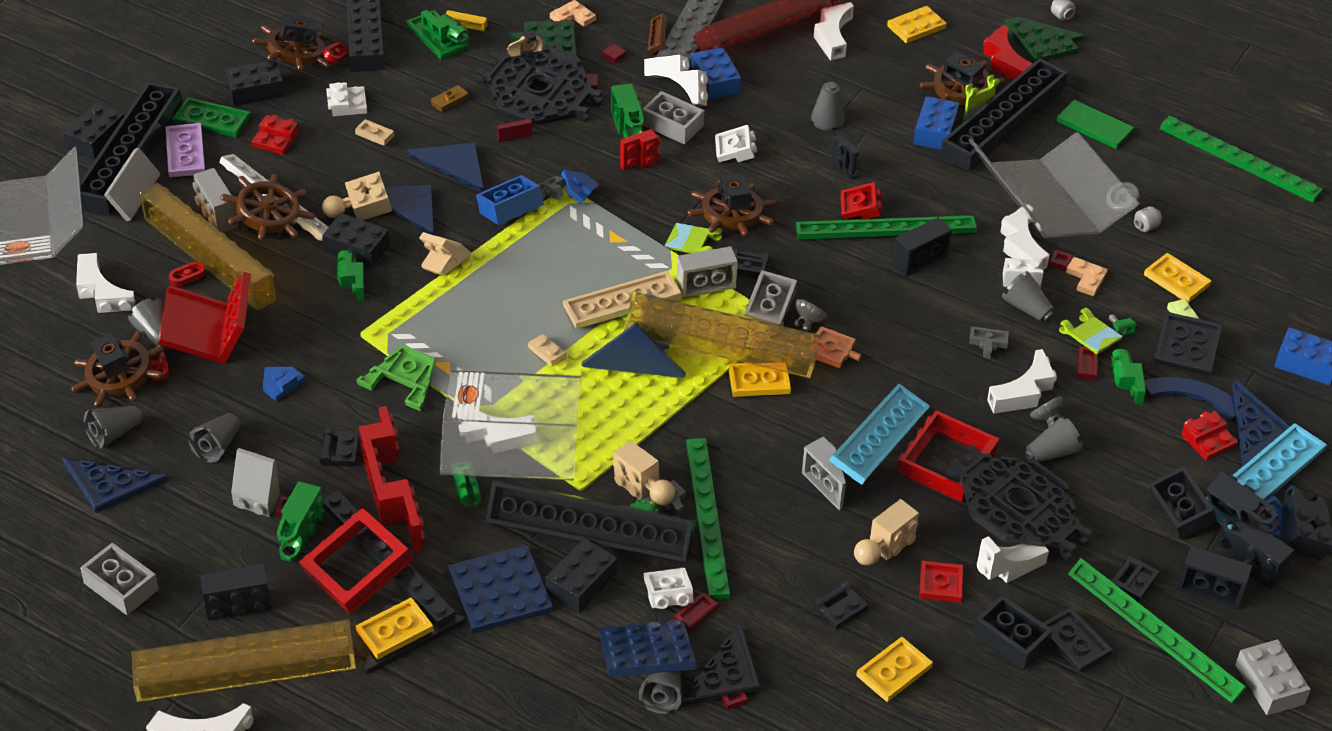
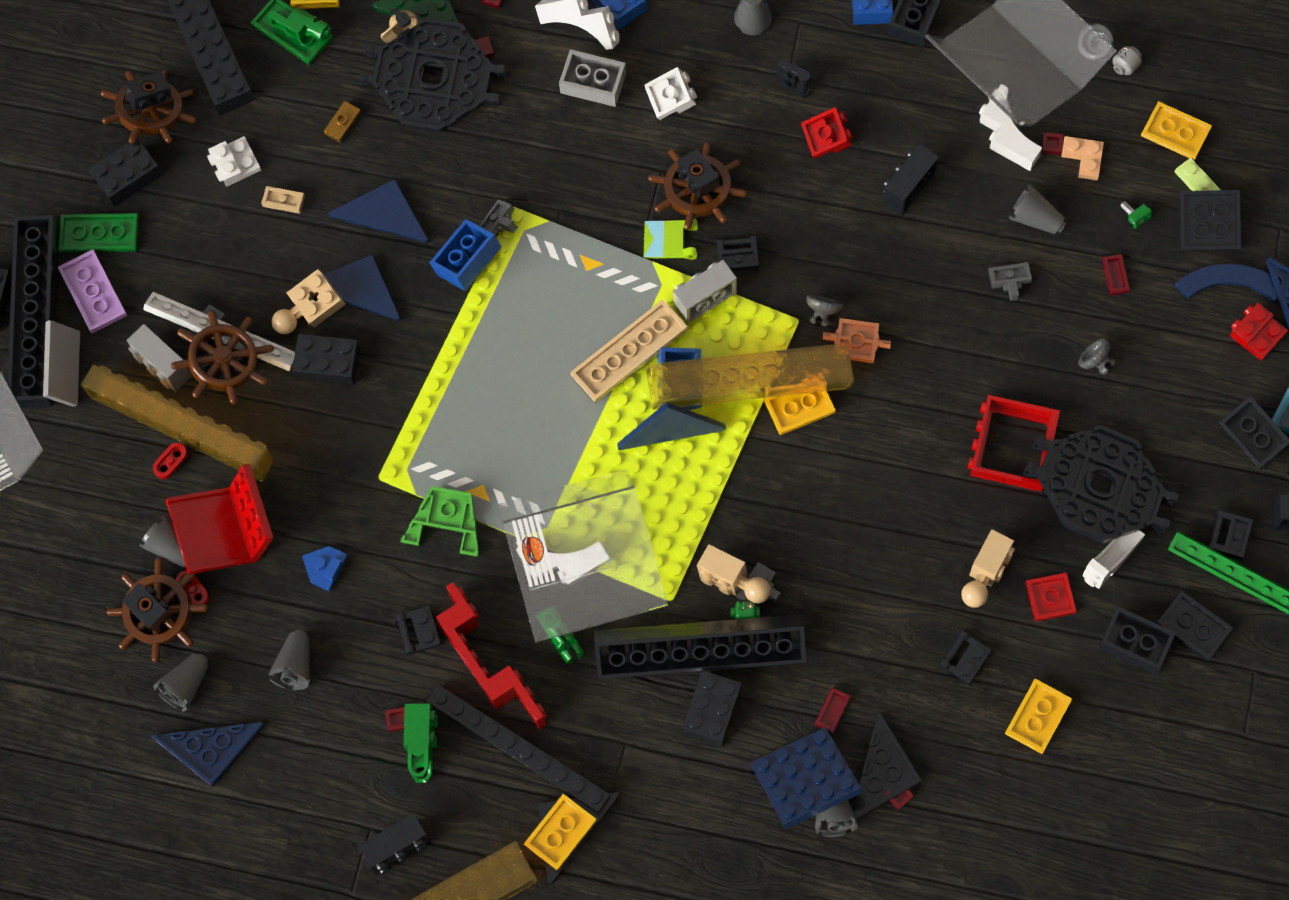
camera: 10 degrees left, 25 degrees up
(93, 285) = (79, 508): white arch -> none
(119, 578) = (275, 864): light grey brick -> none
(255, 483) = (360, 715): light grey slope -> none
(275, 134) = (178, 237): red plate -> none
(335, 52) = (196, 101): red plate -> none
(351, 273) = (338, 405): green plate -> none
(375, 580) = (537, 756): red piece -> none
(443, 254) = (425, 351): tan piece -> none
(500, 588) = (638, 746): dark blue plate -> none
(514, 130) = (430, 148): dark red tile -> none
(547, 350) = (576, 440): tan plate -> none
(578, 185) = (529, 207): blue plate -> none
(626, 110) = (544, 90): green brick -> none
(640, 150) = (578, 137): red plate -> none
(668, 588) = (799, 695): white plate -> none
(707, 519) = (805, 595): green plate -> none
(771, 298) = (779, 303): light grey slope -> none
(822, 472) = (902, 505): light grey slope -> none
(877, 227) = (862, 158): green plate -> none
(879, 434) = (944, 447): medium azure plate -> none
(1014, 267) = (1019, 177): white brick -> none
(1026, 389) = (1065, 336): white arch -> none
(1055, 442) = (1112, 396): dark grey cone -> none
(1091, 333) = (1111, 236): lime flag -> none
(1128, 374) = (1161, 280): green plate -> none

